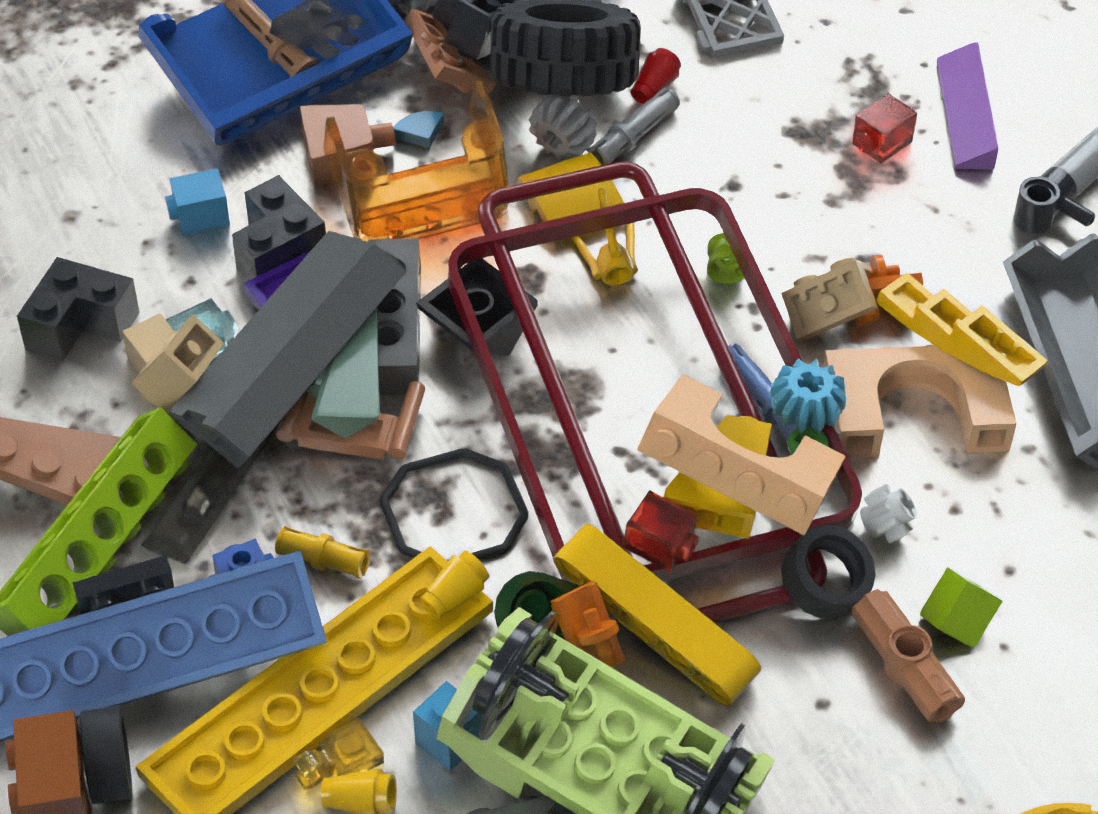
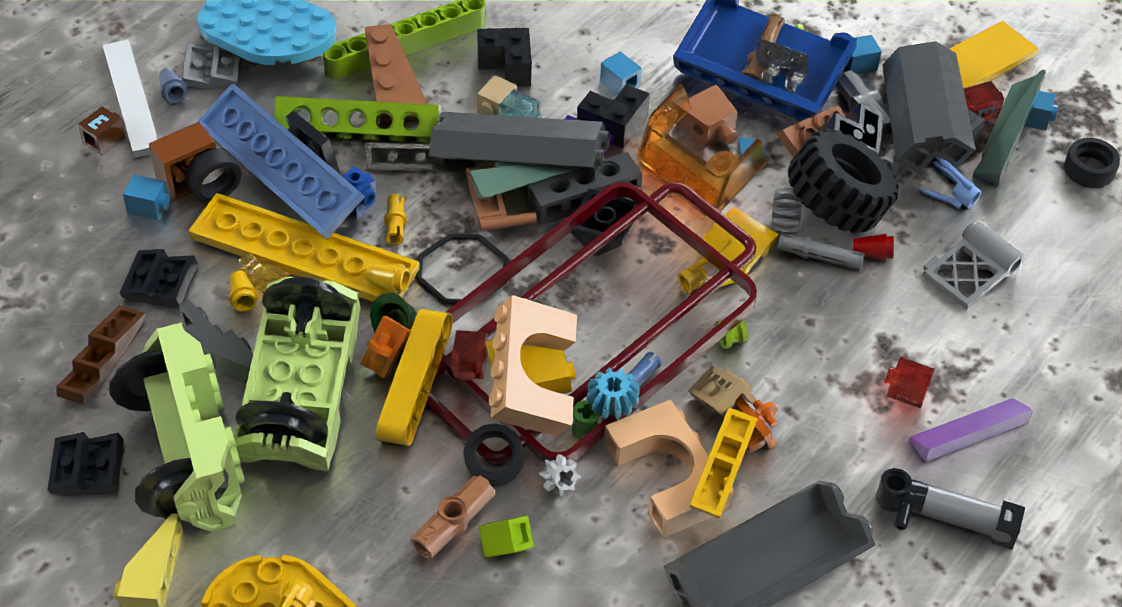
camera: 65 degrees right, 0 degrees up
(178, 364) = (481, 101): tan slope -> none

